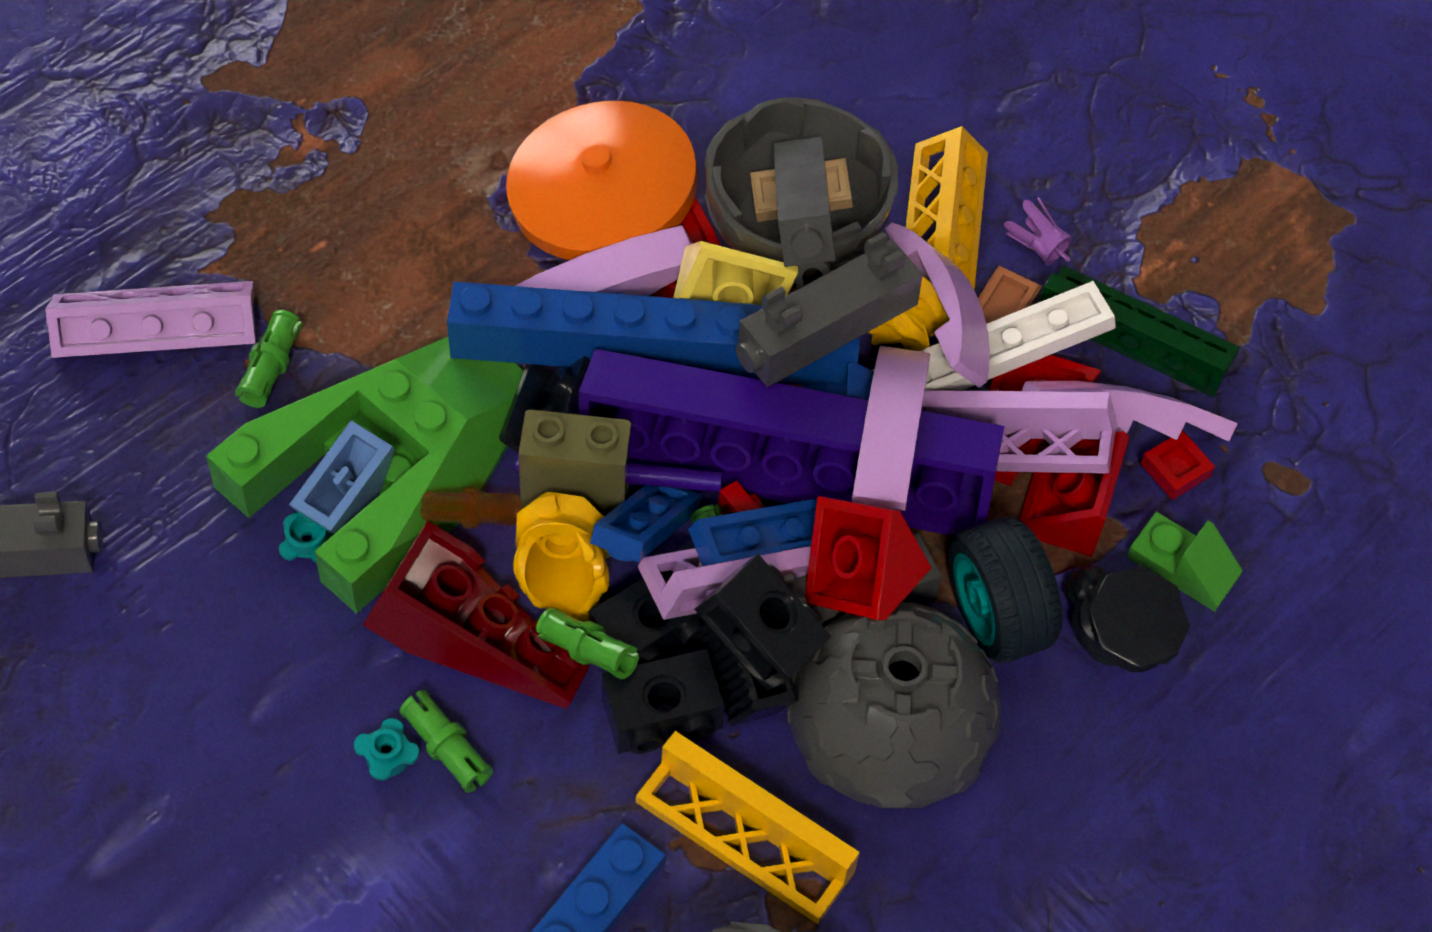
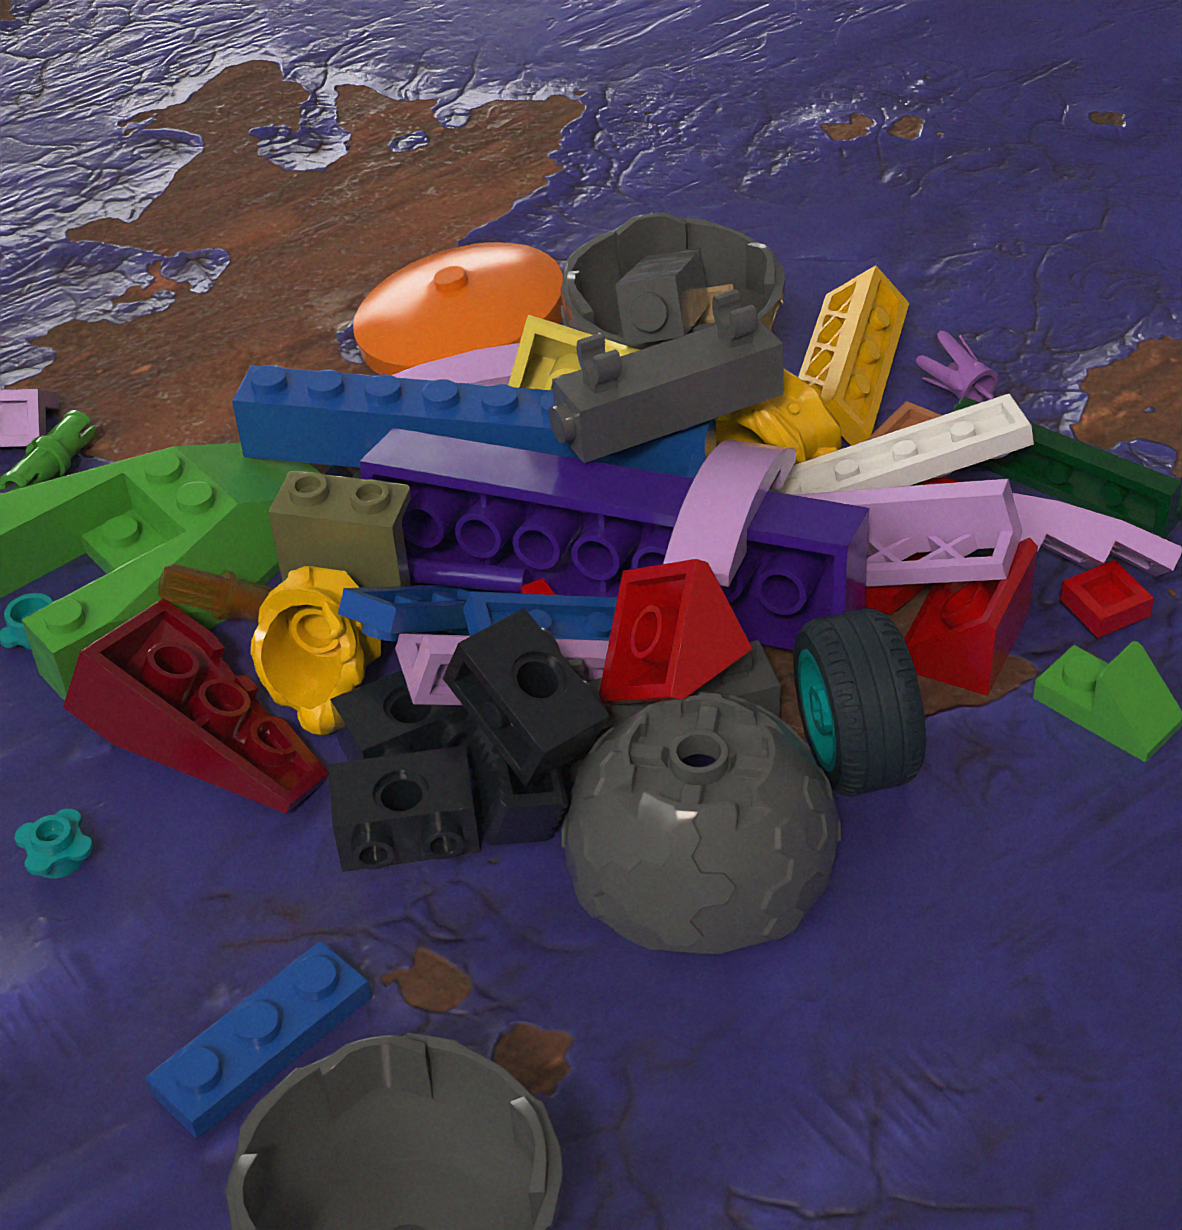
camera: 15 degrees right, 15 degrees down
(345, 479) = (87, 550): medium blue slope -> none
(446, 741) = (129, 839): bright green pin -> none
(587, 643) = (319, 729): bright green pin -> none
(758, 810) = (507, 944): yellow fence -> none
(966, 333) = (843, 428): lavender slope -> none
(1126, 616) = (1021, 748): black piece -> none

